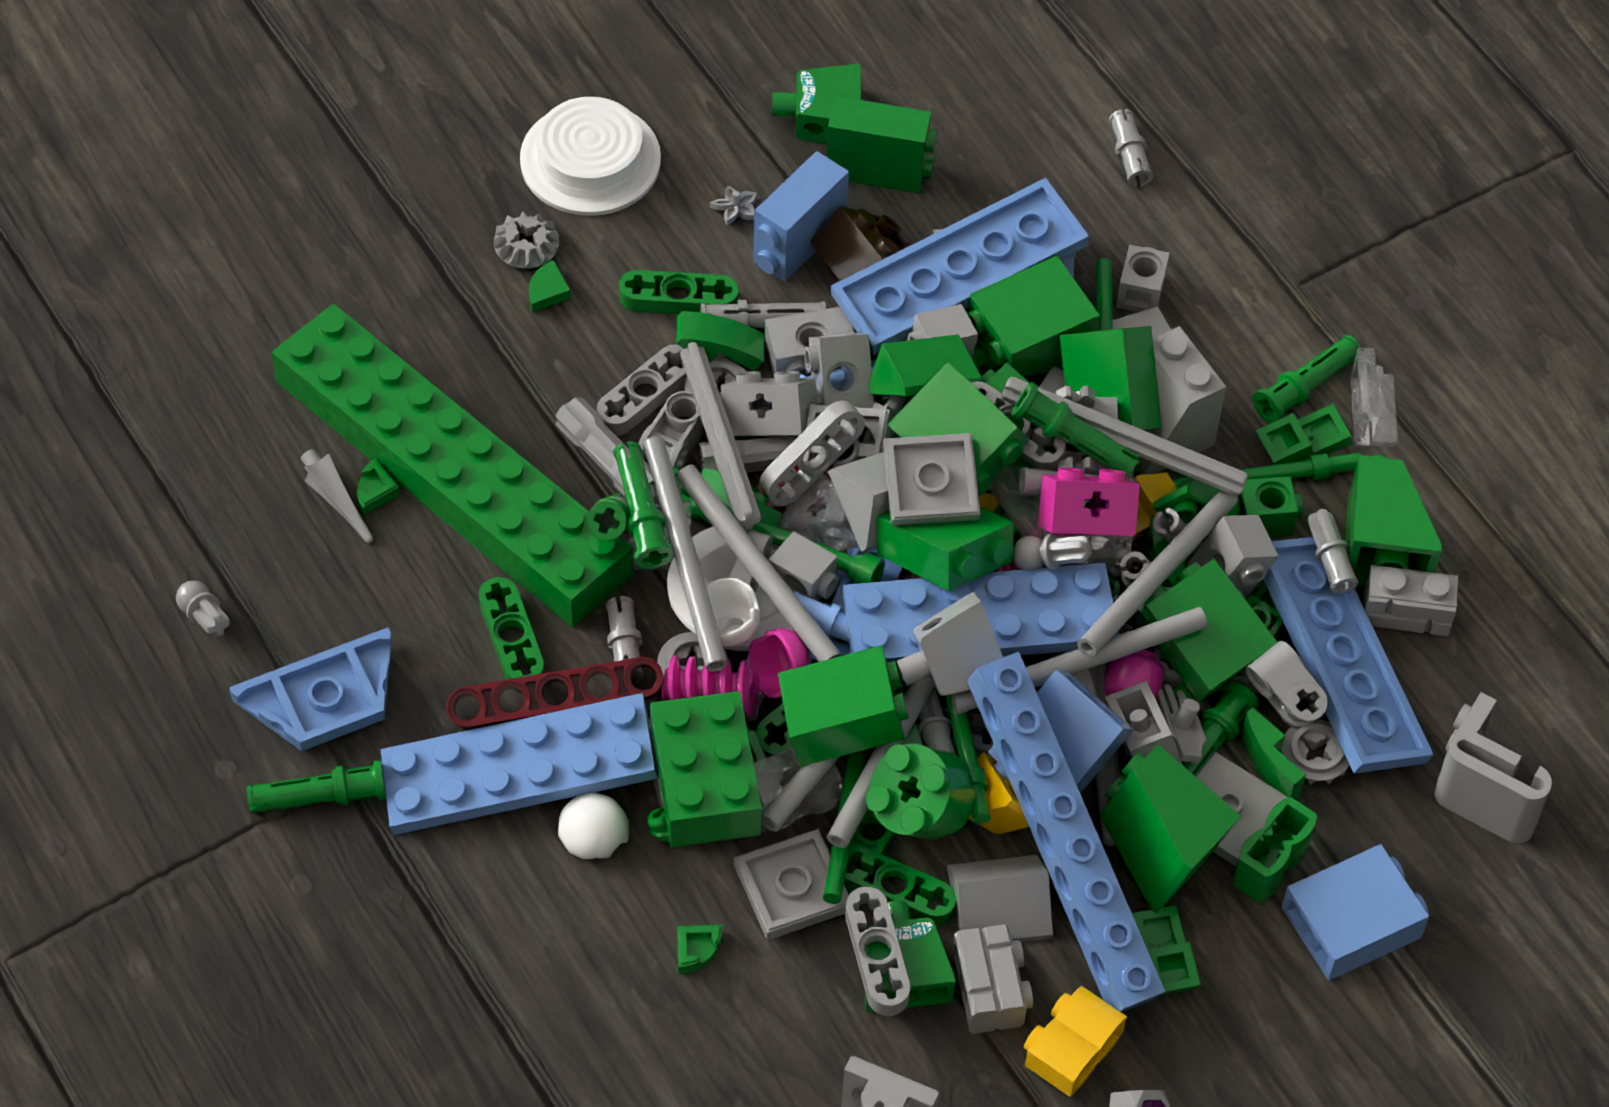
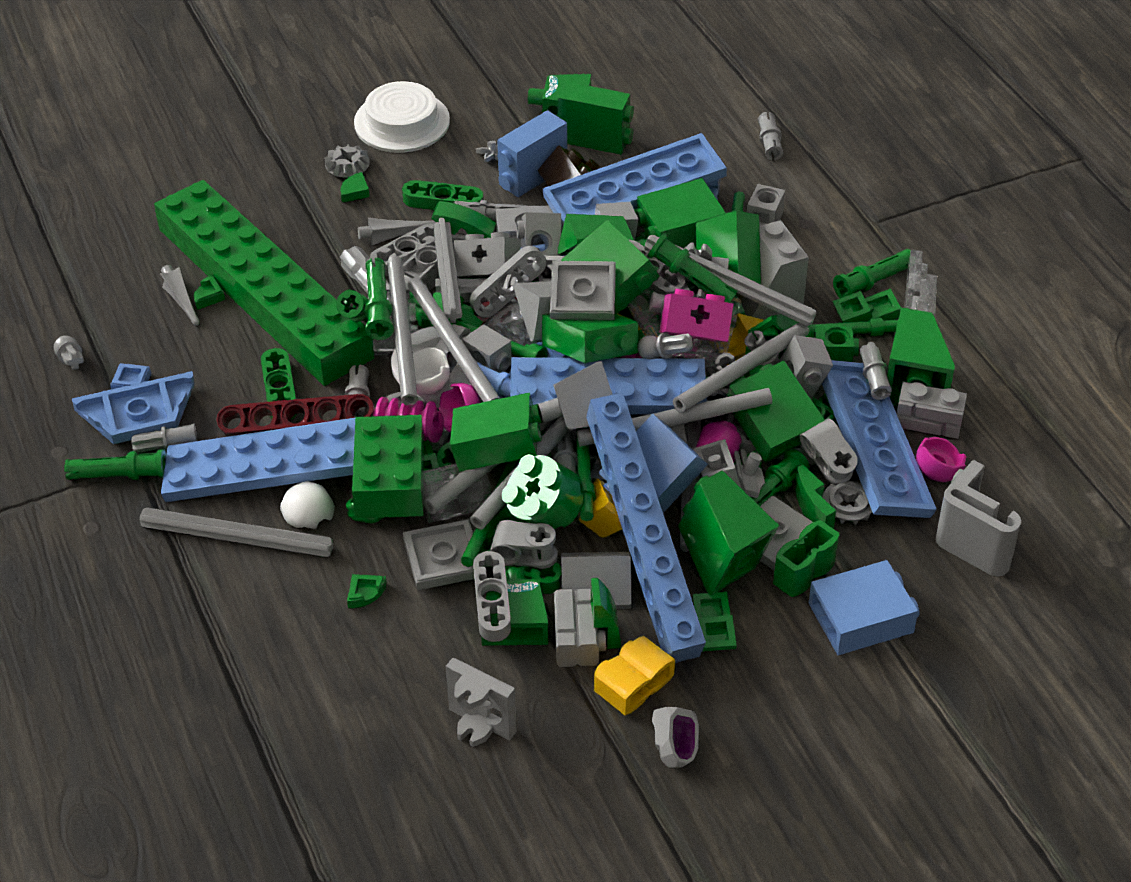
camera: 10 degrees right, 10 degrees down
(298, 640) = (129, 375): none -> medium blue tile
(373, 738) = (163, 438): none -> light grey axle
(505, 875) = (236, 532): none -> light grey axle
(603, 359) = (382, 229): none -> light grey piece
(897, 865) = (522, 542): none -> light grey piece
(1026, 958) = (604, 612): none -> green slope
(1430, 677) = (939, 459): none -> dark pink hair

